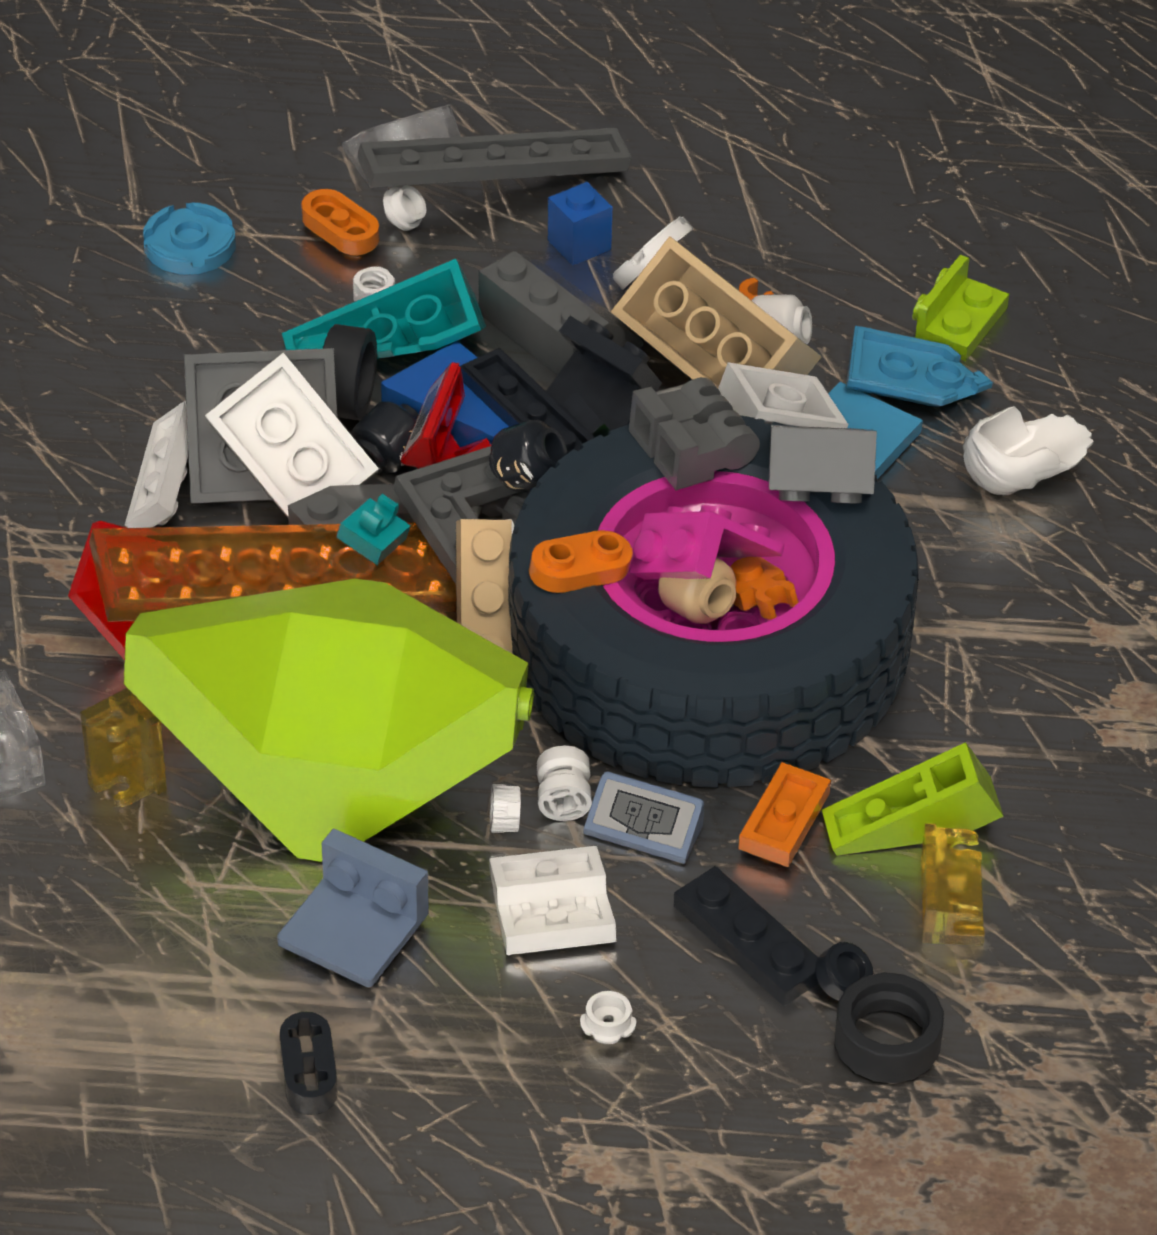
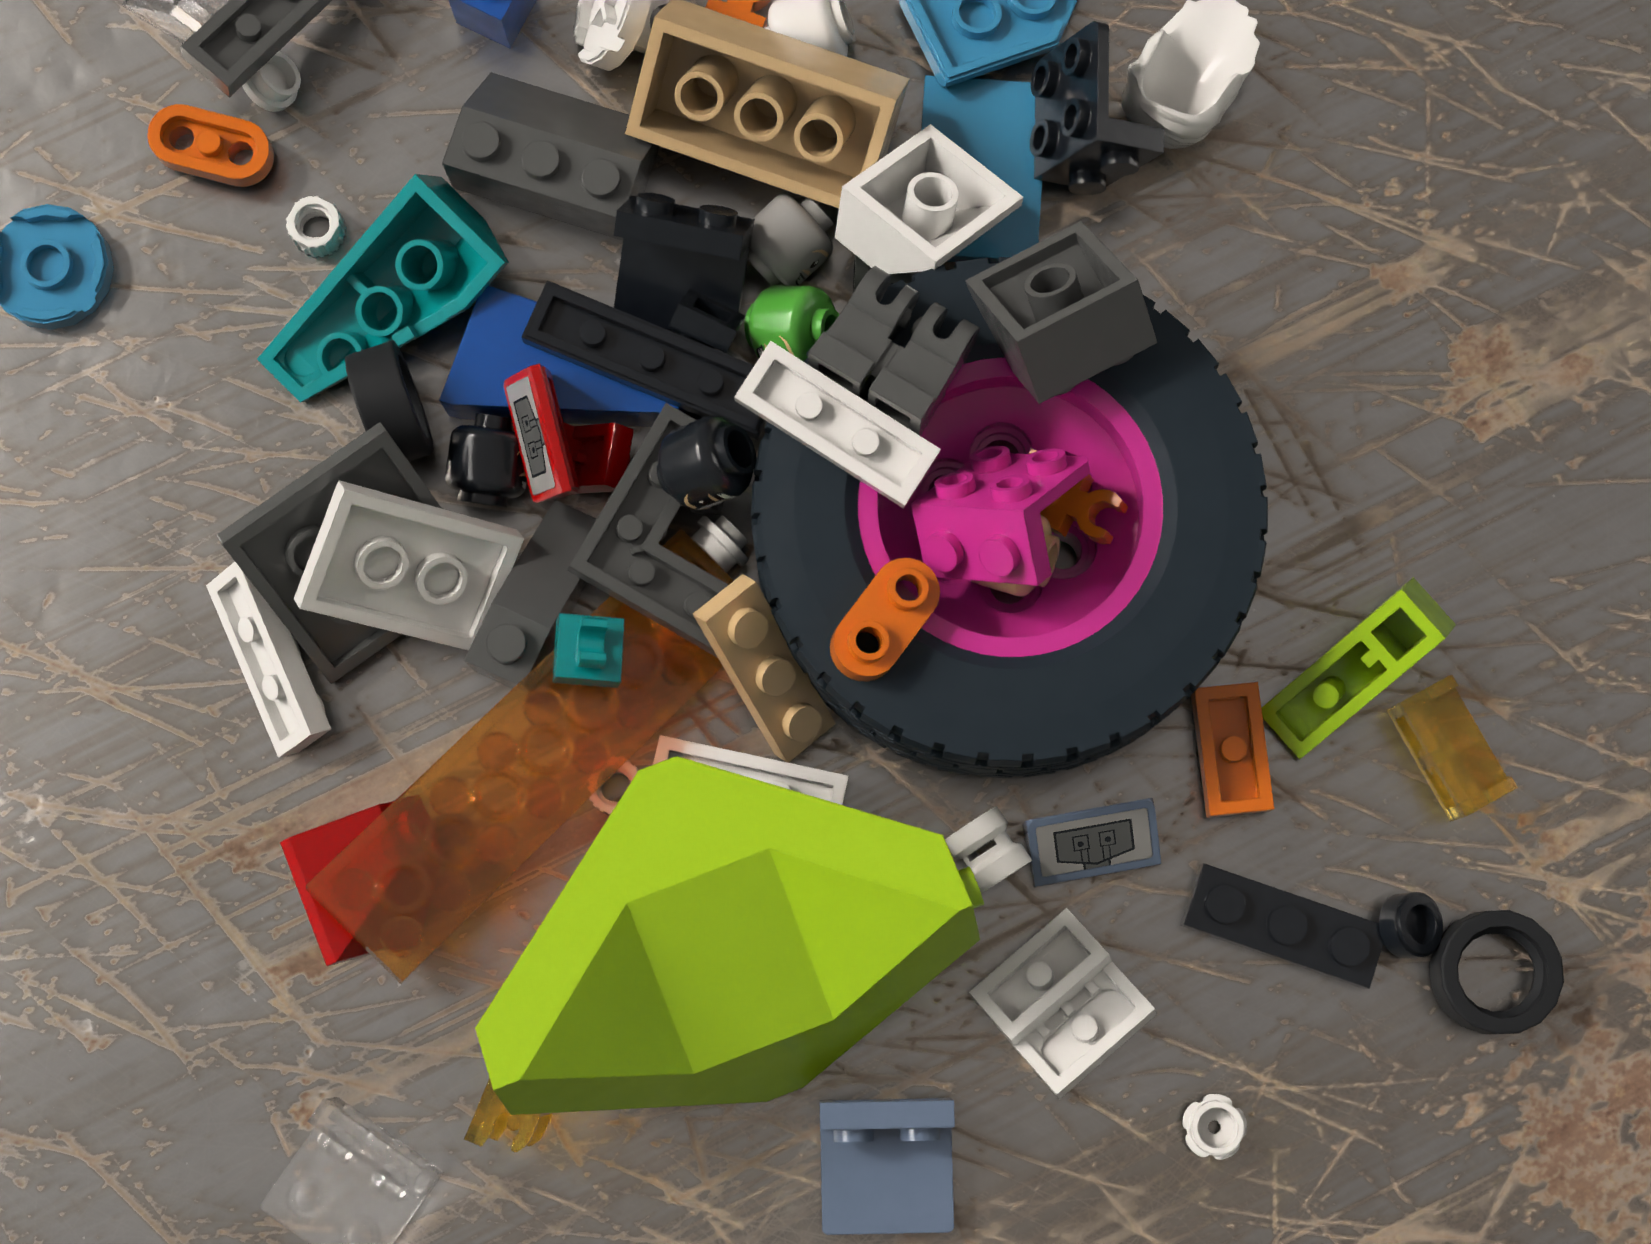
camera: 30 degrees left, 35 degrees up
(626, 450) = (837, 424): none -> white plate
(929, 439) = (1072, 131): none -> black bracket

